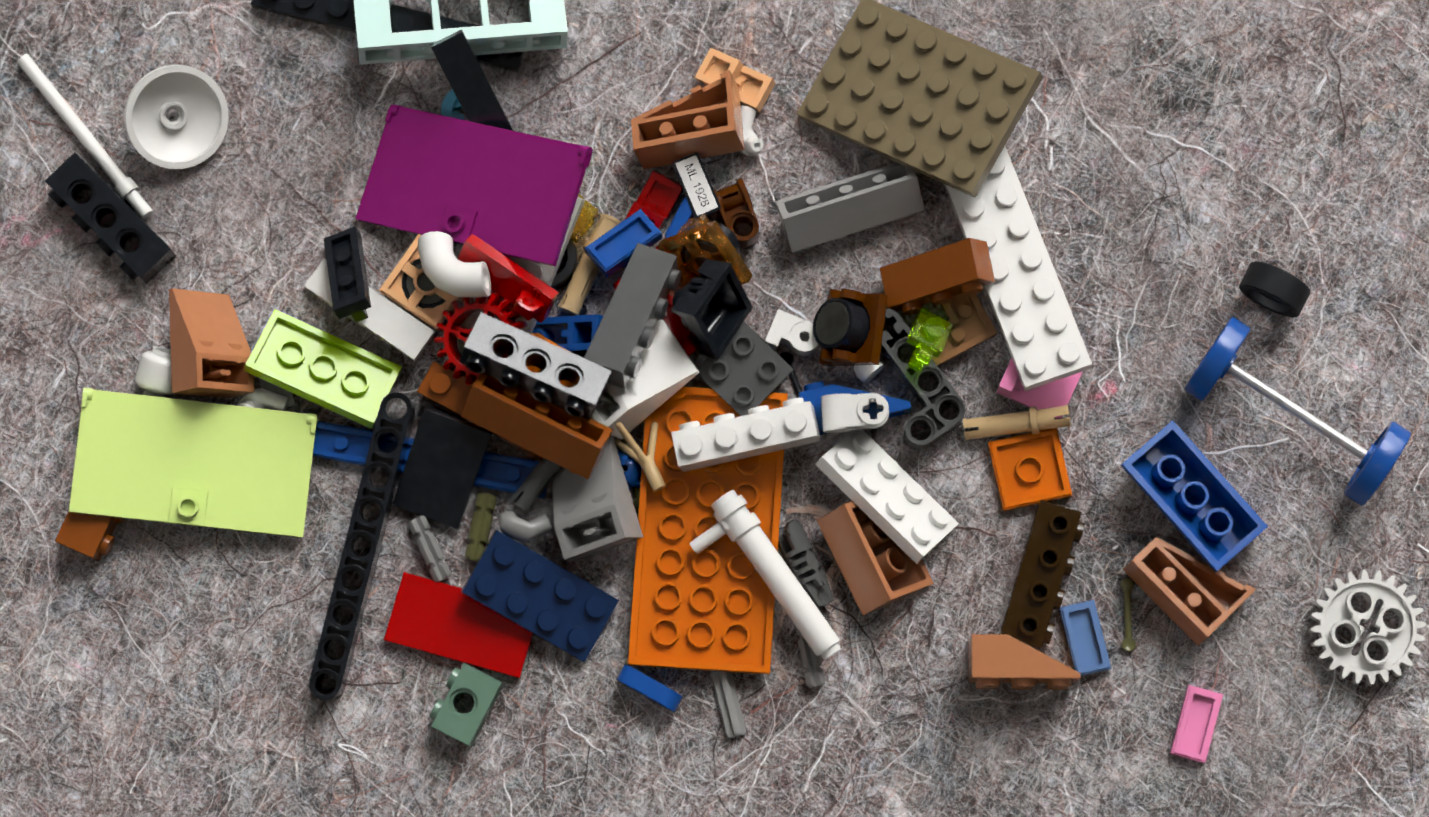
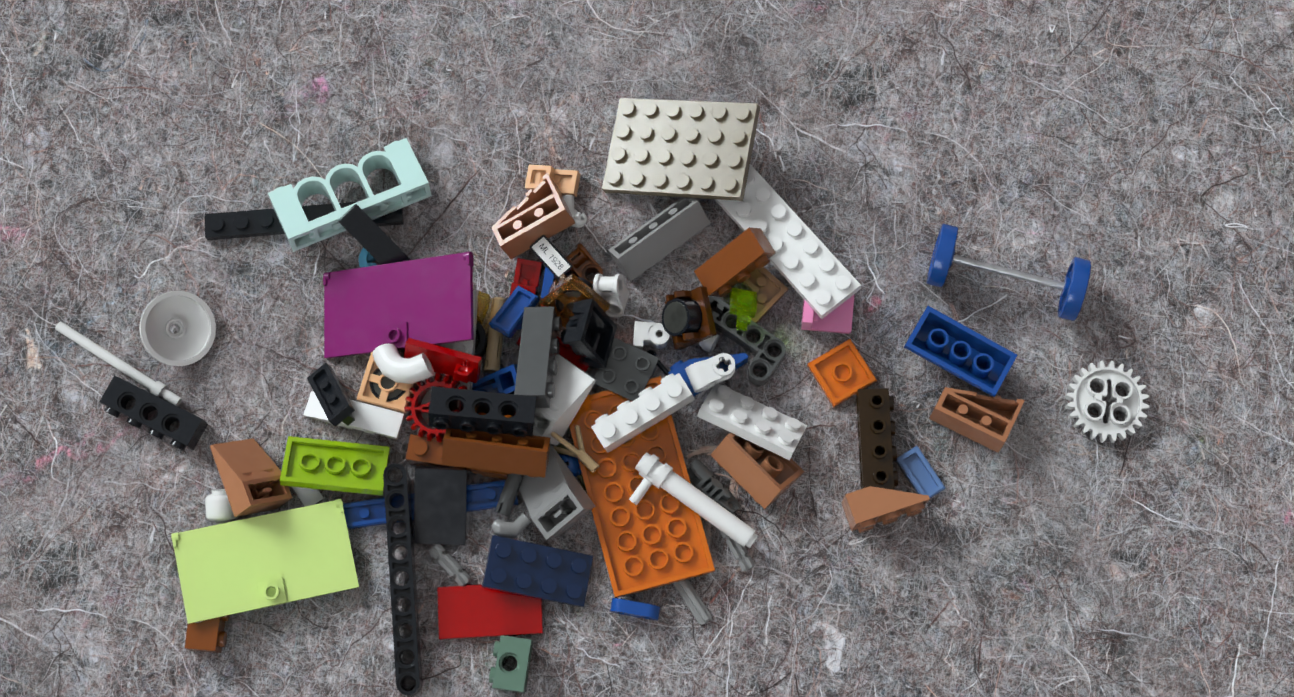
camera: 20 degrees left, 5 degrees down
(265, 399) = (302, 500): white arm -> none
(480, 526) = (480, 537): olive axle -> none
(763, 260) = (613, 291): none -> white piece
(1017, 422) = (823, 343): tan pin -> none
(1128, 643) = (951, 467): olive hinge -> none
(1196, 724) = (1016, 506): bright pink tile -> none
(1274, 289) = (963, 197): black tyre -> none

